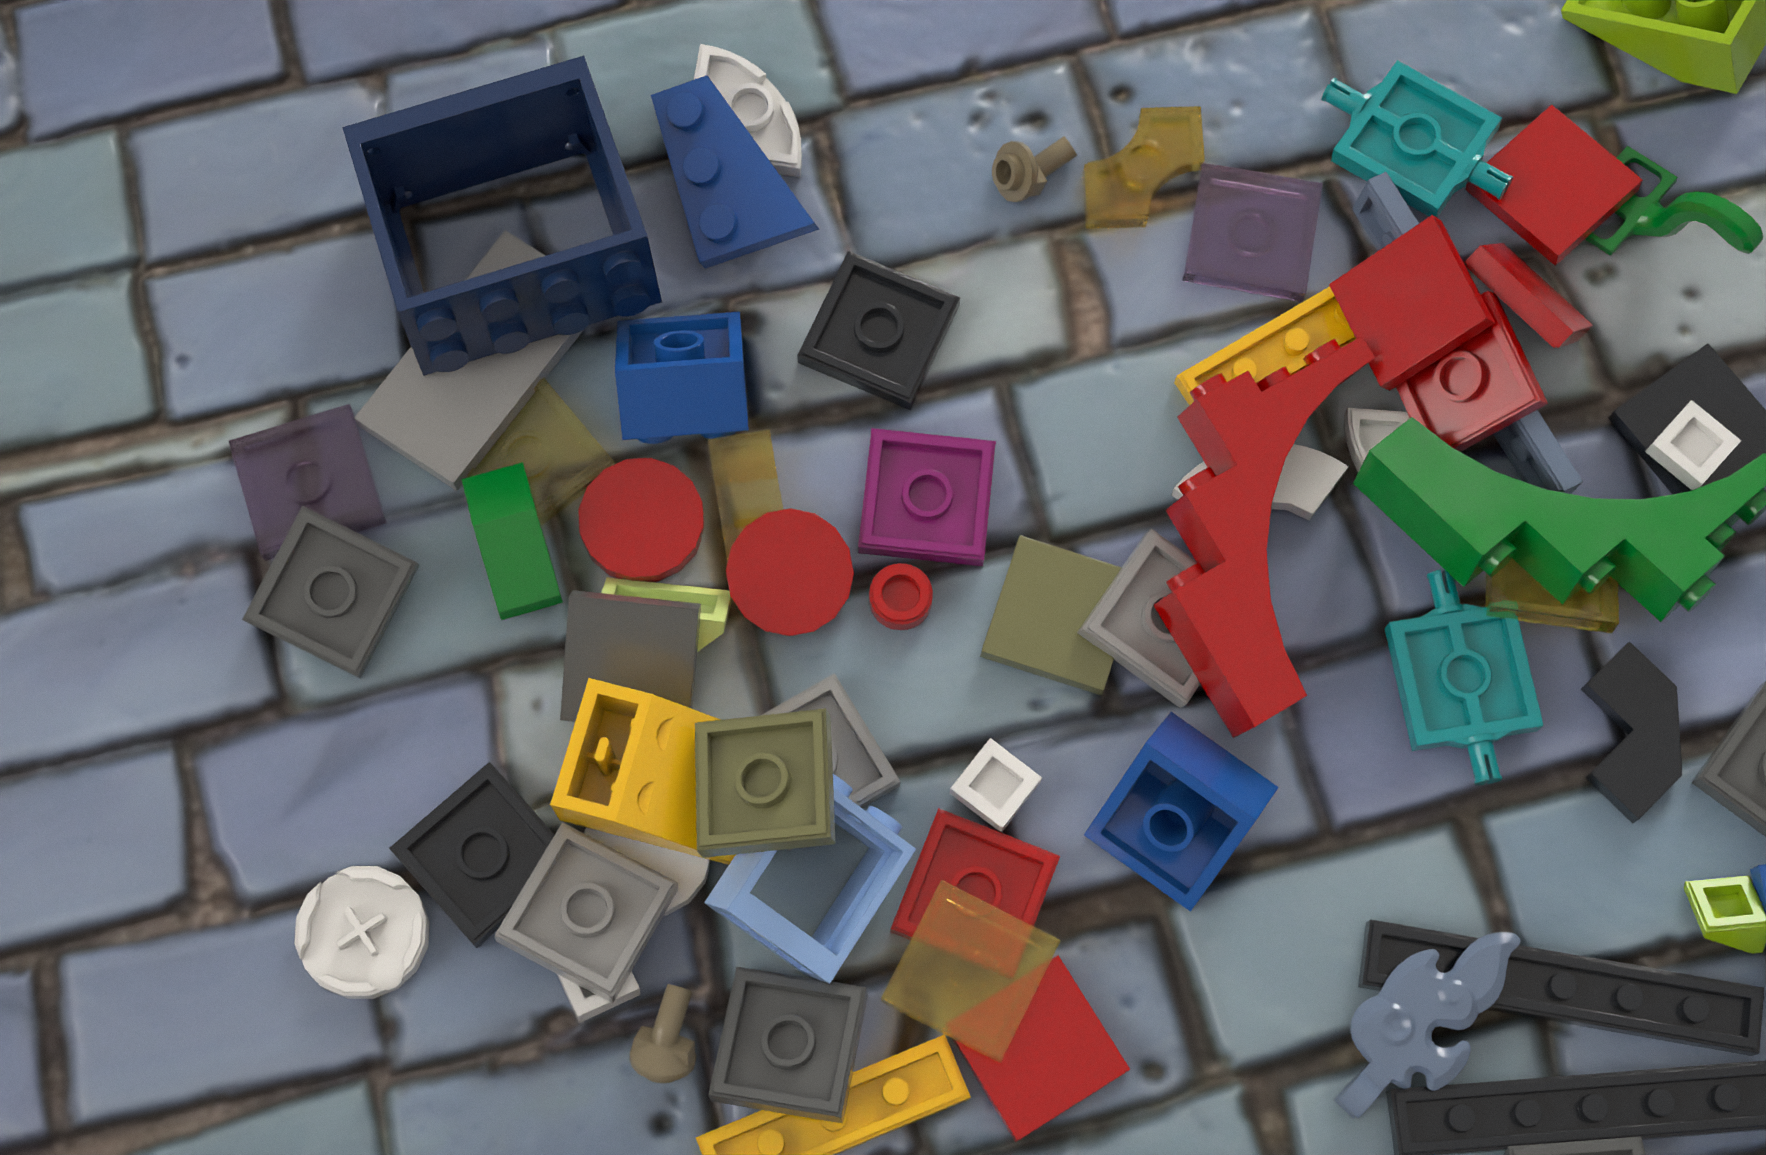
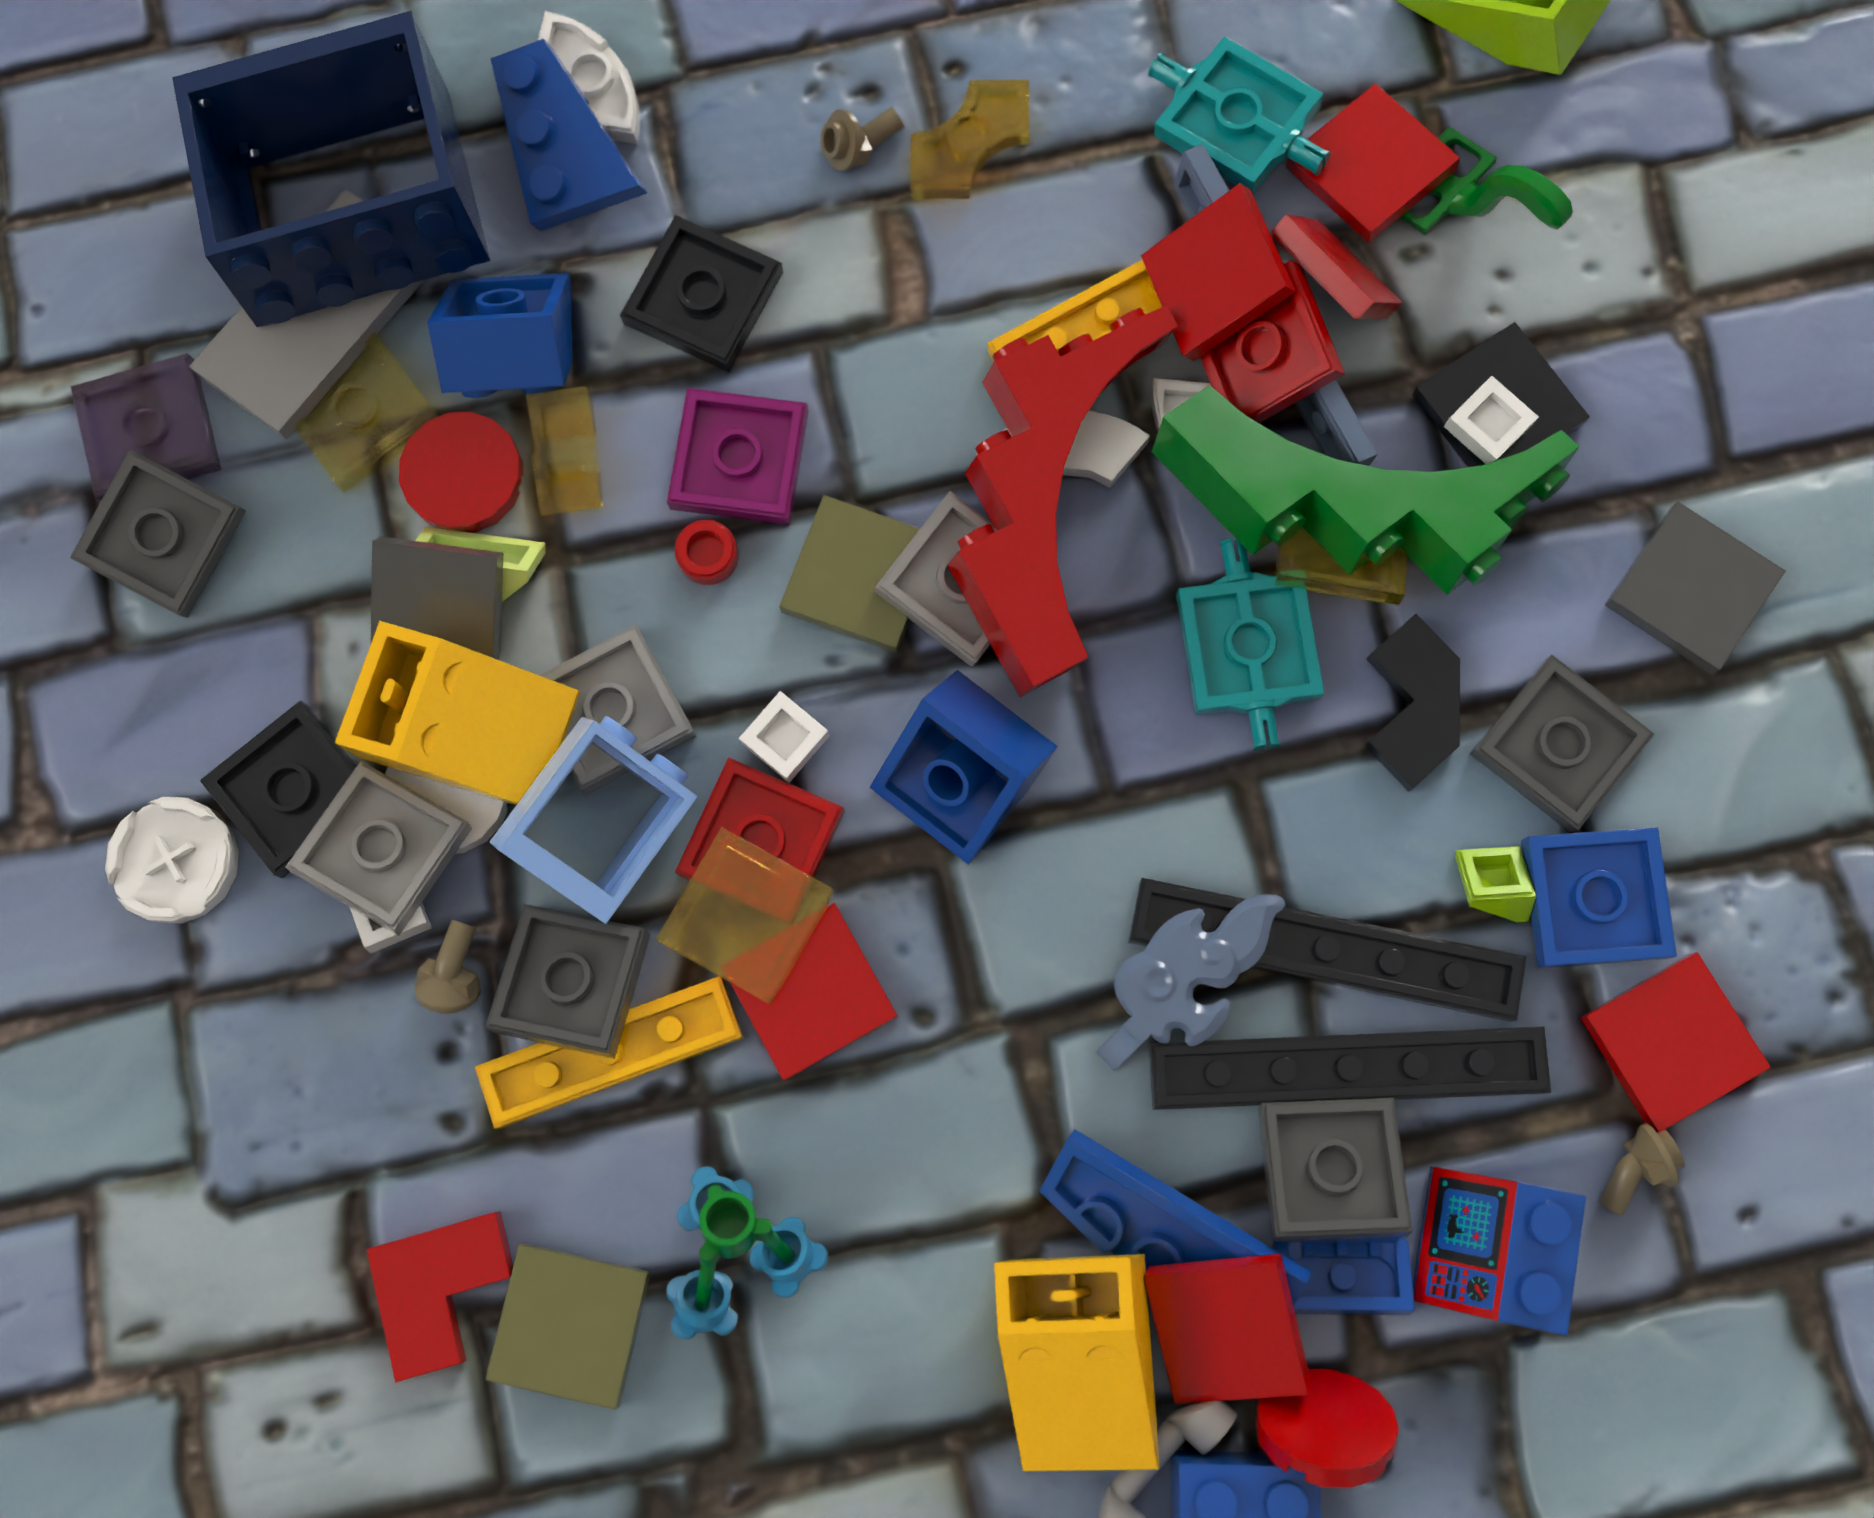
camera: 10 degrees right, 5 degrees up
(511, 541) = (328, 489): green slope -> none
(764, 783) = (542, 728): olive tile -> none
(789, 572) = (596, 525): red tile -> none
(1252, 232) = (1071, 204): clear purple tile -> none

